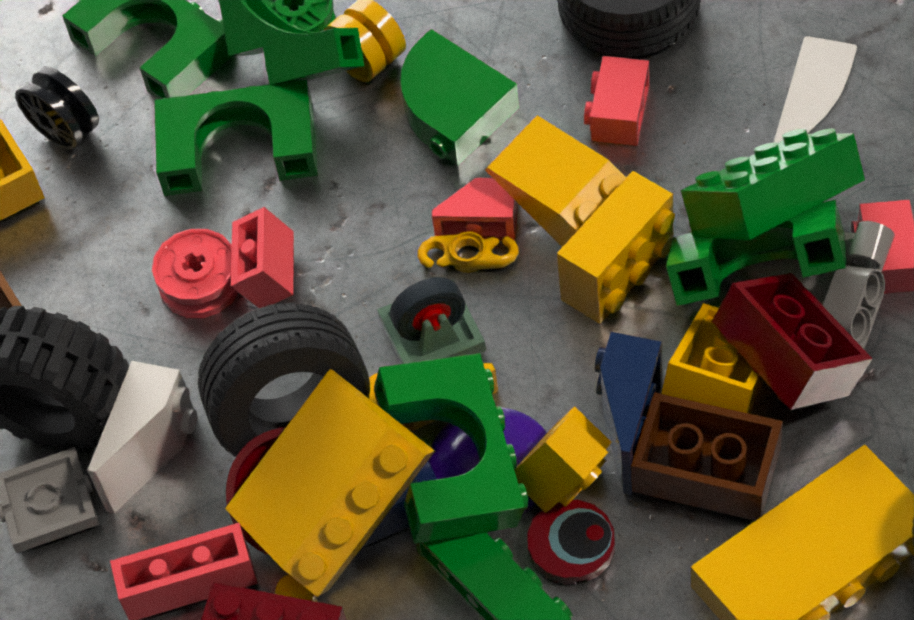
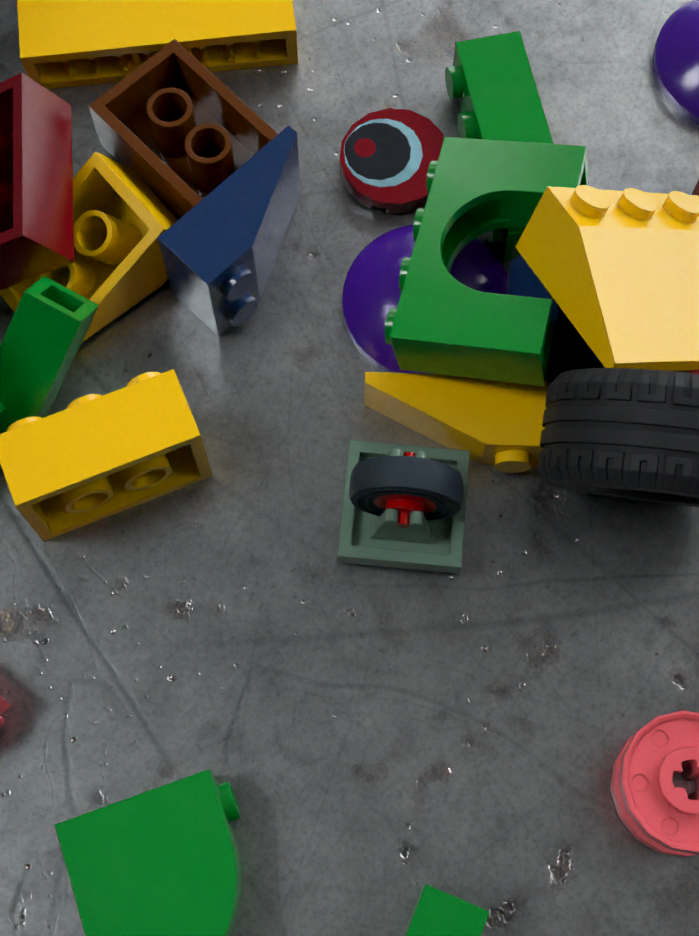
camera: 160 degrees left, 15 degrees up
(262, 258) = (585, 735): coral brick -> none
(477, 208) = (233, 649): coral slope -> none
(483, 260) = (306, 629): yellow piece -> none
(554, 178) = (109, 596): yellow slope -> none
(563, 461) = (364, 211): yellow brick -> none

